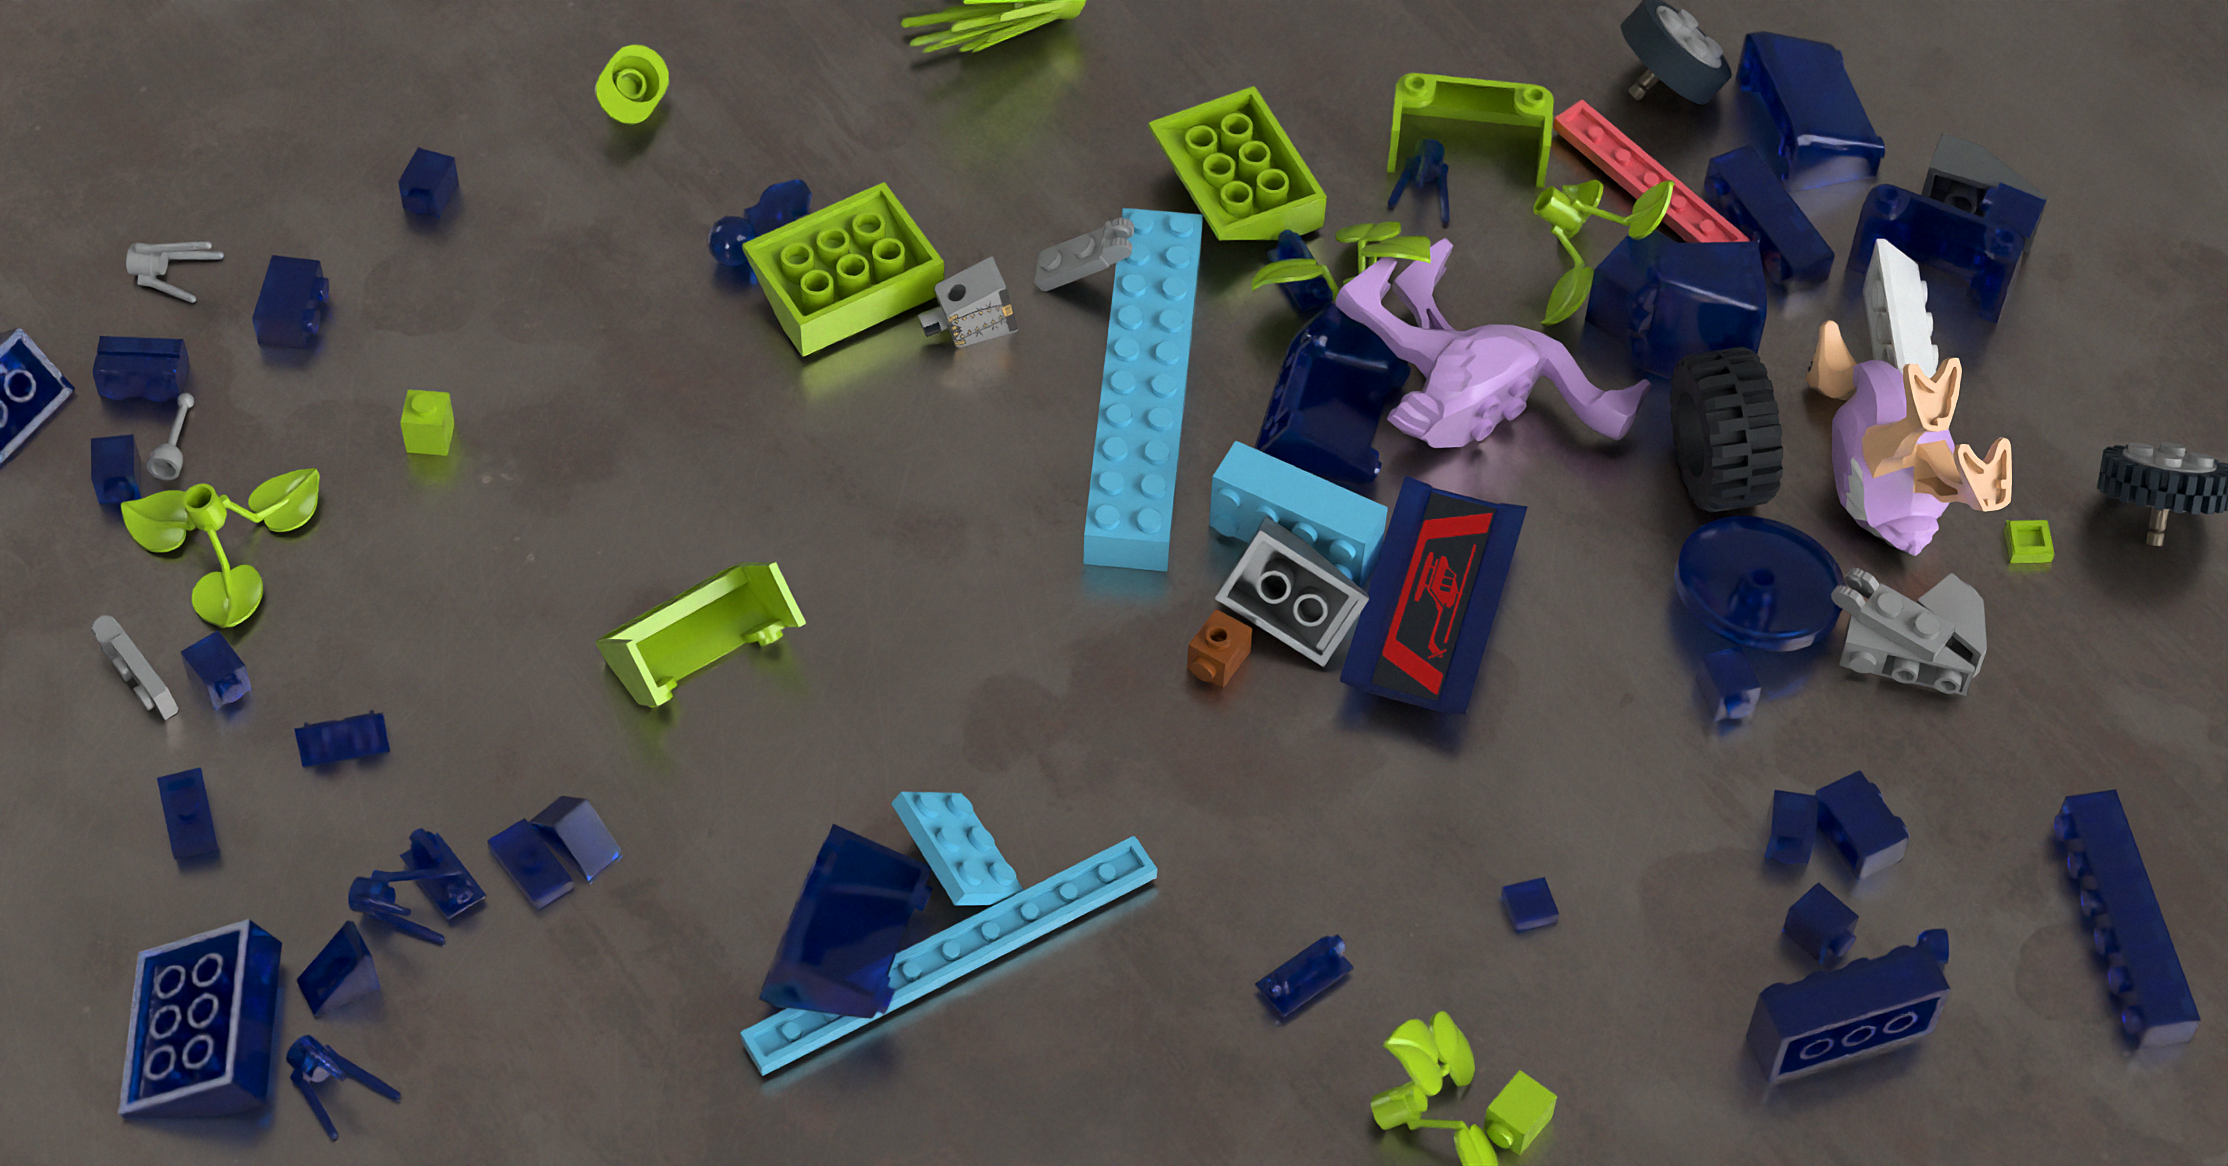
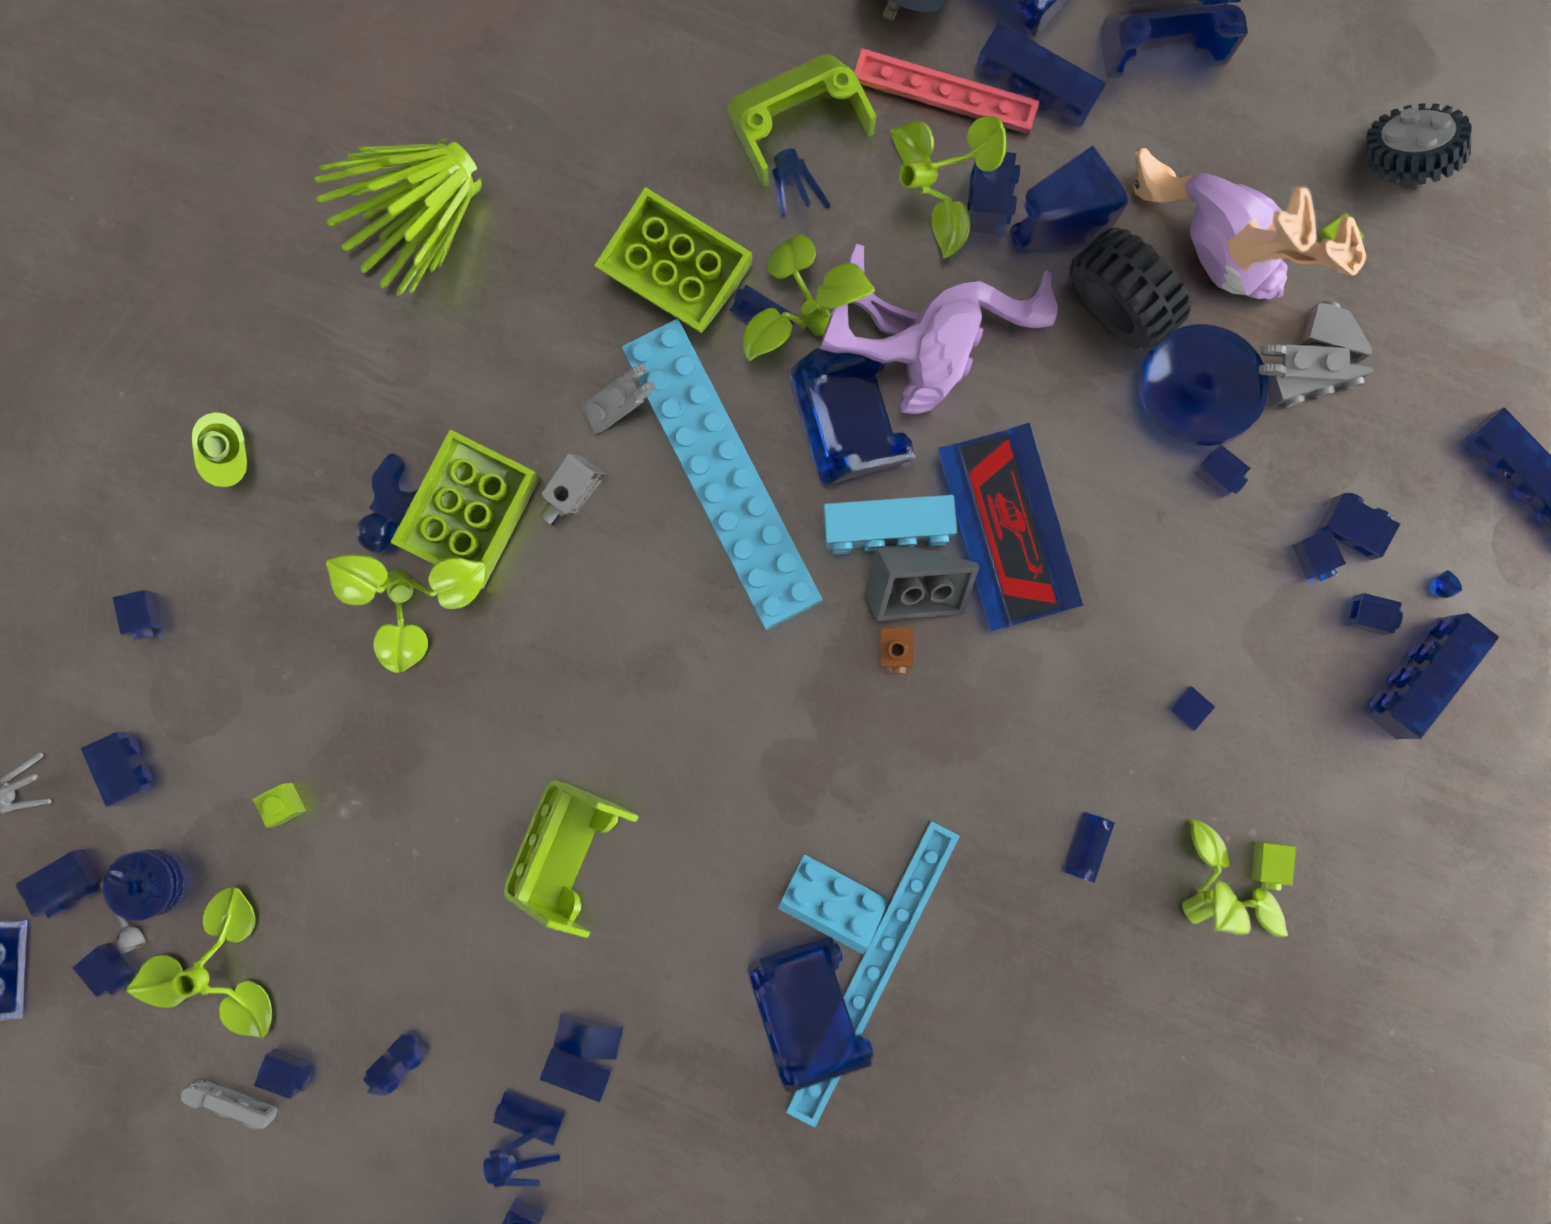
camera: 30 degrees left, 30 degrees up
(187, 813) = (341, 1181): clear blue plate -> none
(232, 410) = (164, 884): none -> clear blue wheel
(678, 351) = (400, 647): none -> lime plant
(1897, 311) = (1179, 120): white slope -> none

